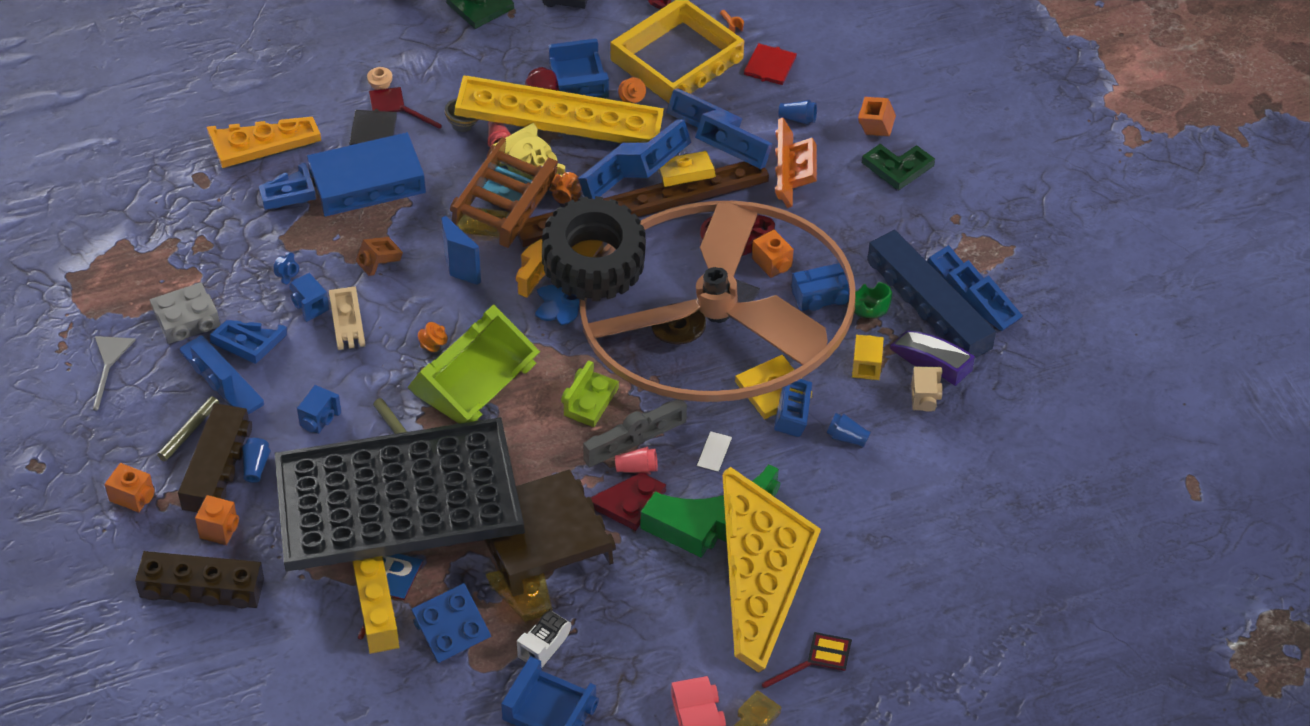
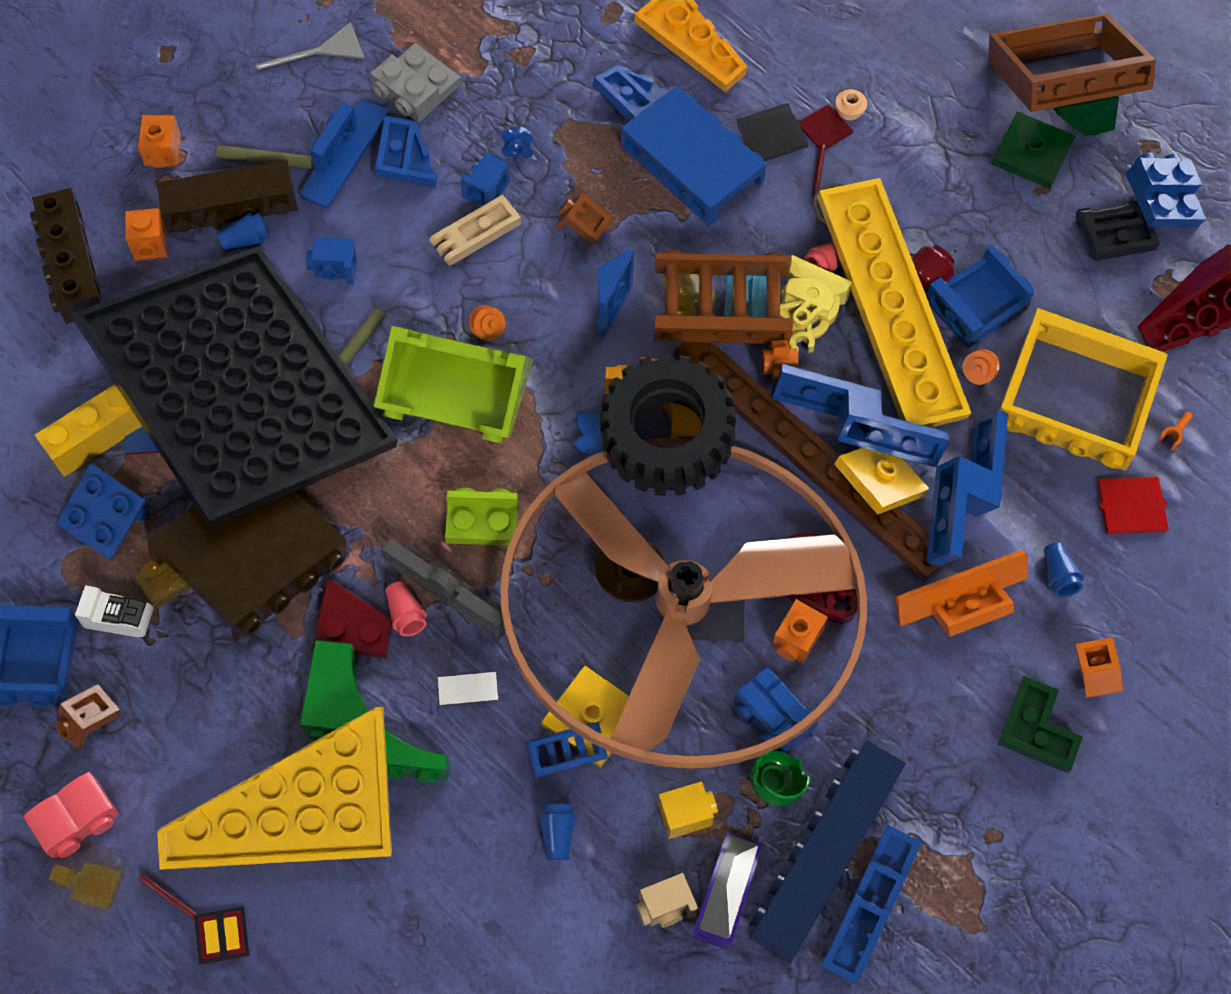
camera: 65 degrees right, 15 degrees up
(620, 683) = (85, 714): none -> dark orange bracket

